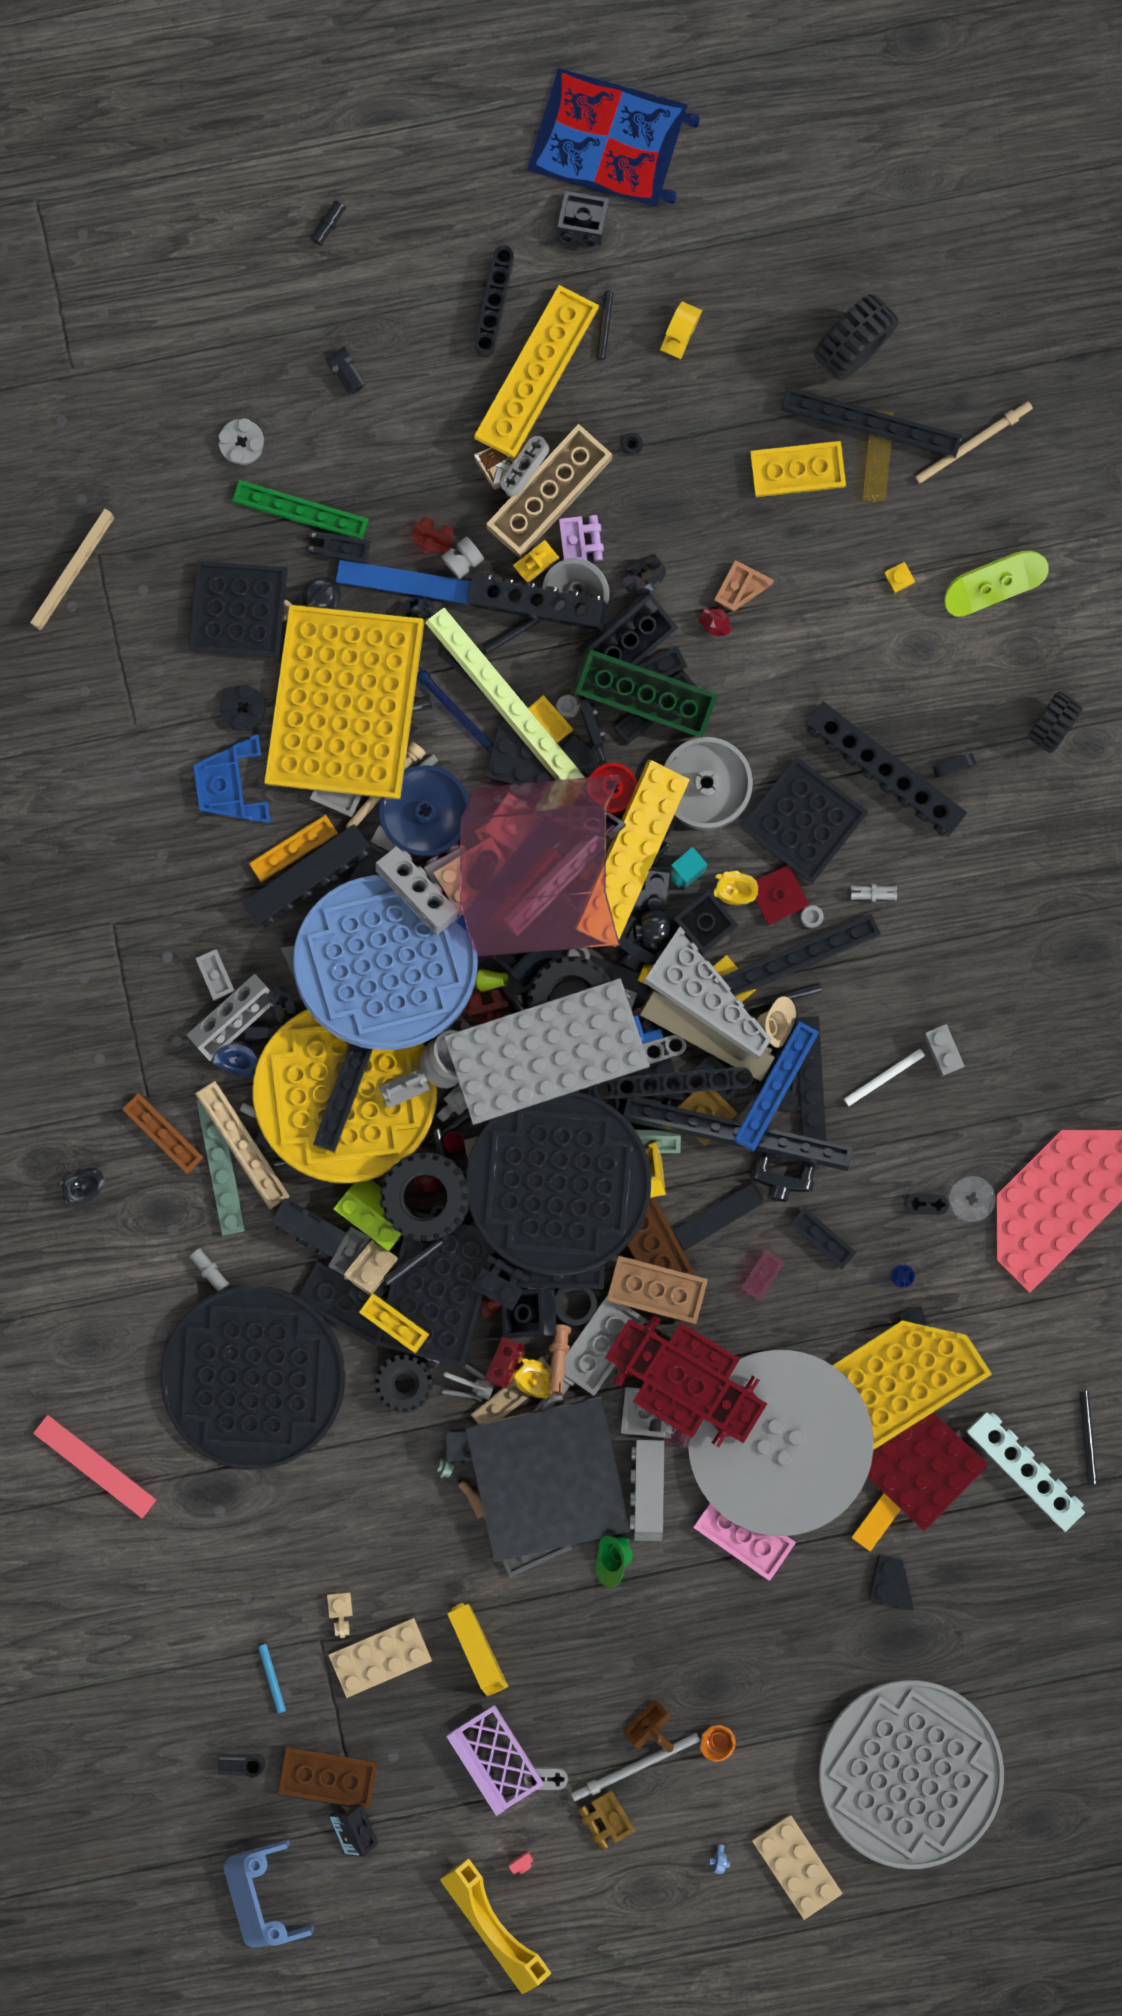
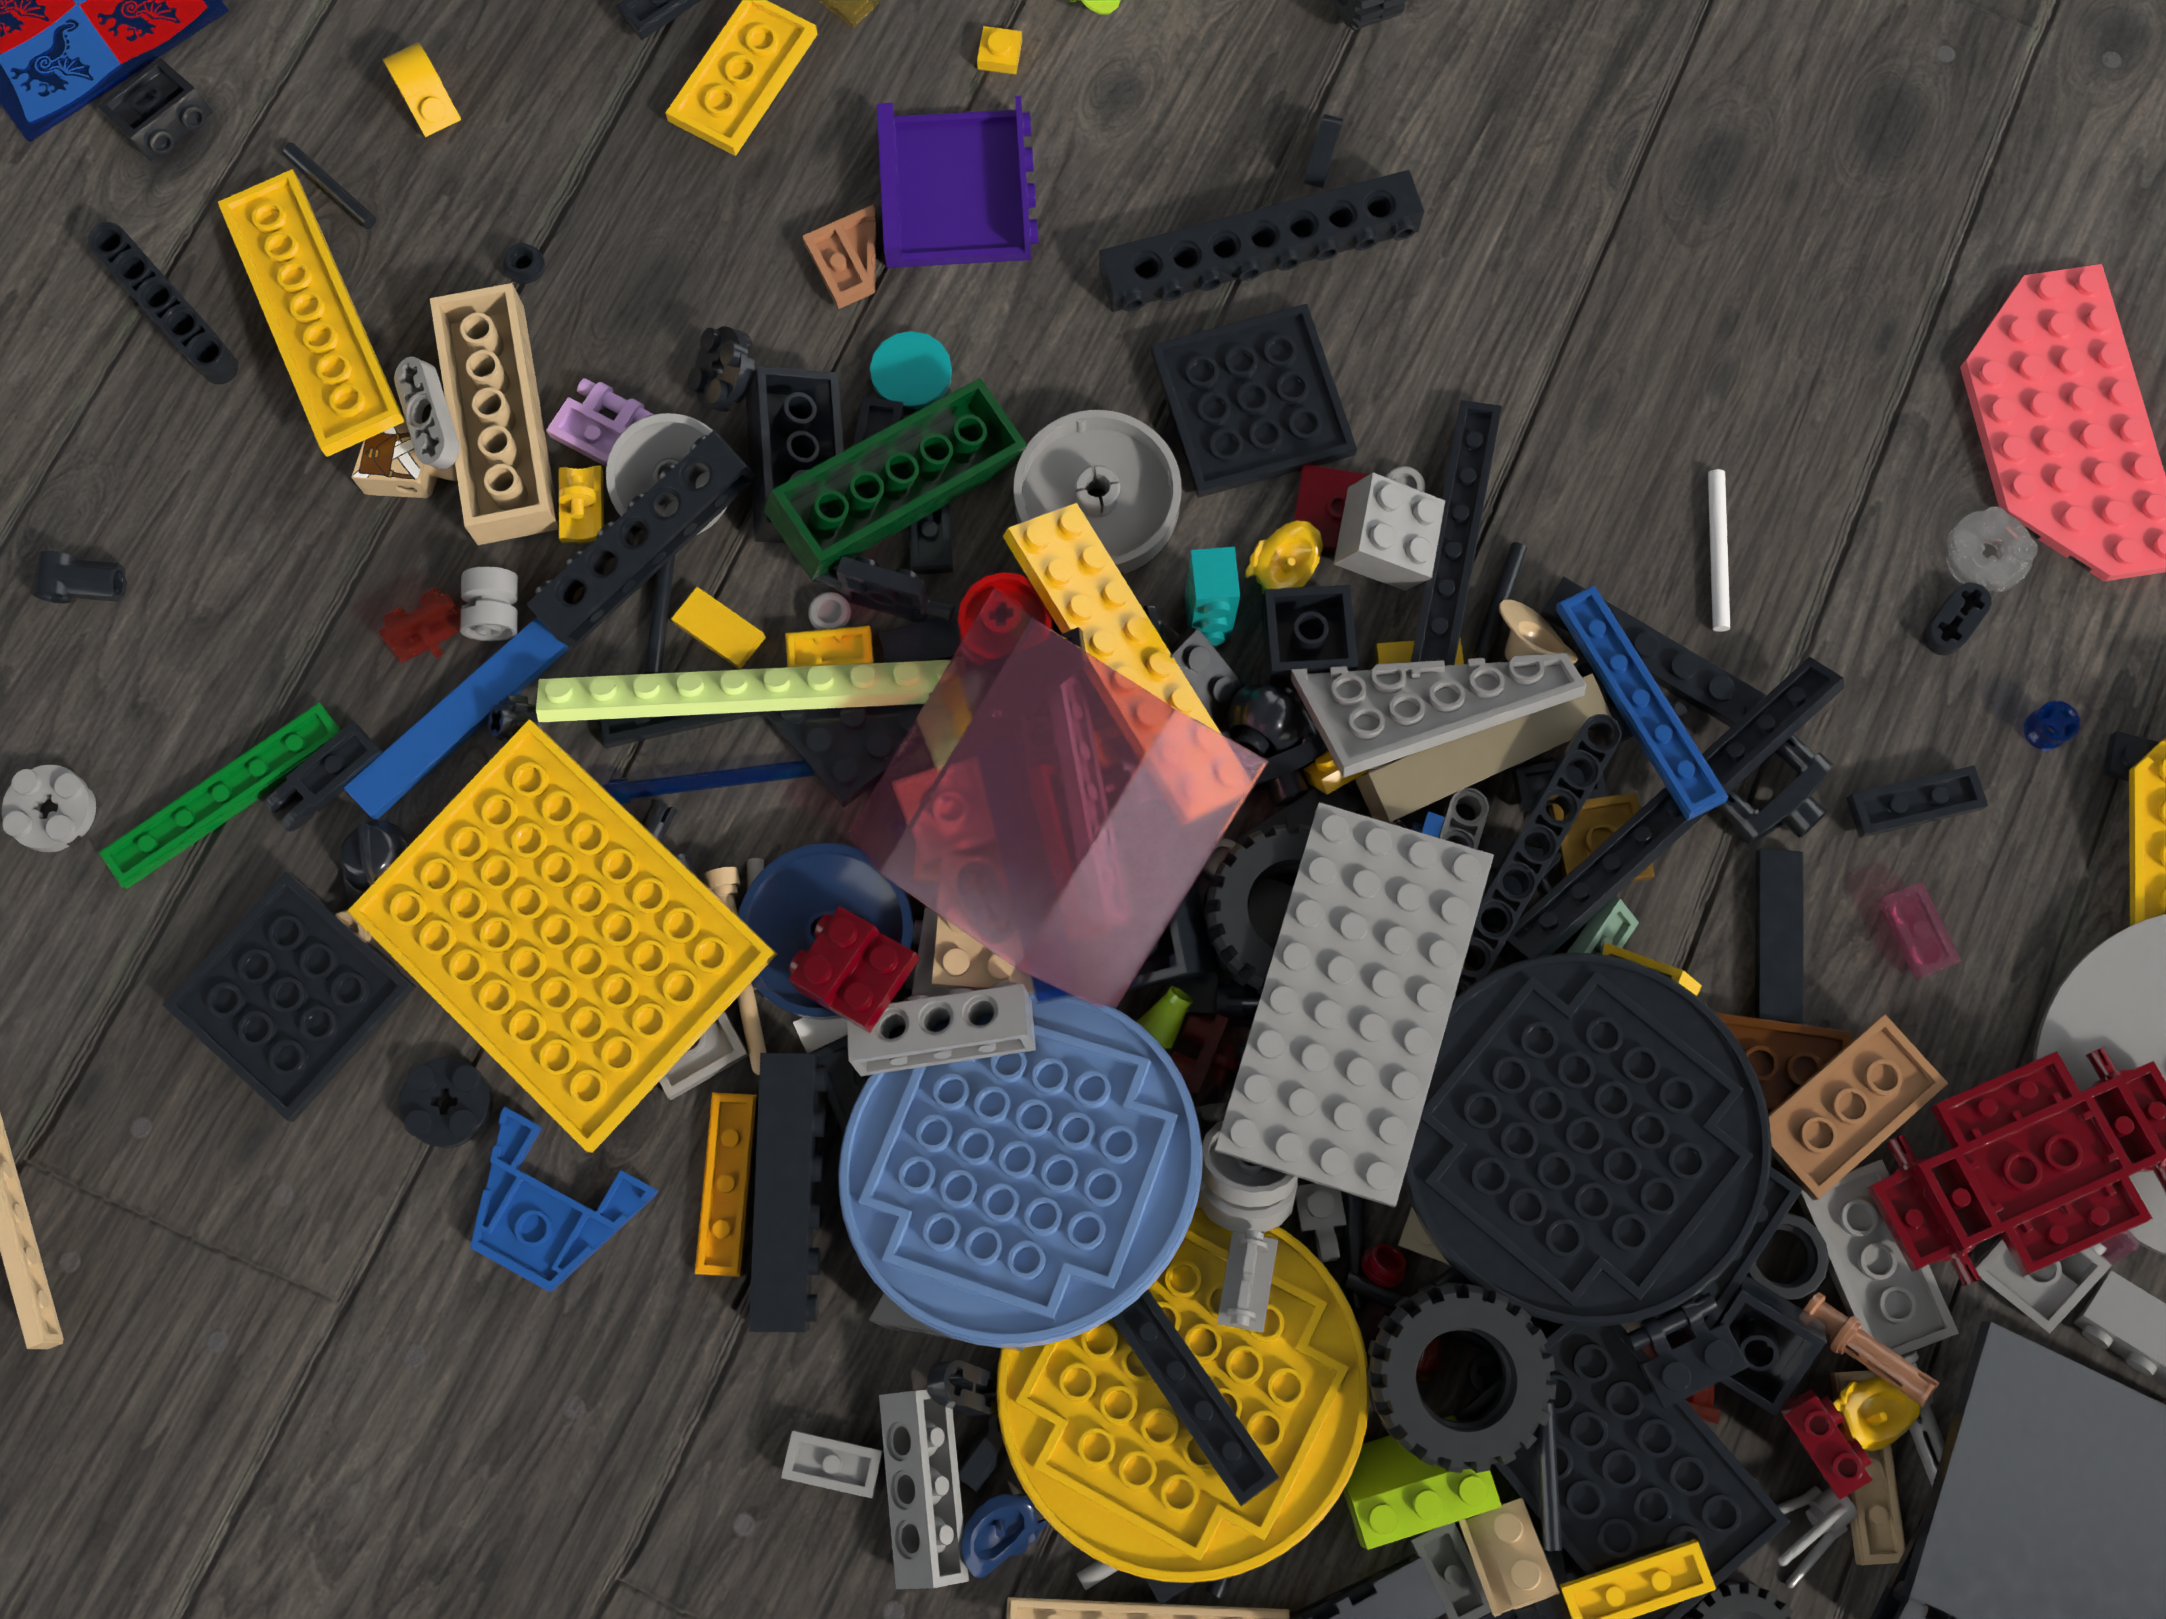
camera: 60 degrees left, 10 degrees down
(415, 835) = (852, 968): none -> dark red plate
(525, 662) = (718, 628): none -> yellow tile
(707, 657) = (911, 370): none -> teal tile
(715, 622) = (870, 322): dark red rock -> none
(779, 925) = (1389, 532): none -> light grey brick
(813, 609) = (956, 187): none -> dark purple panel
(873, 892) = (1430, 379): light grey pin -> none
(943, 1050) = (1739, 436): light grey brick -> none

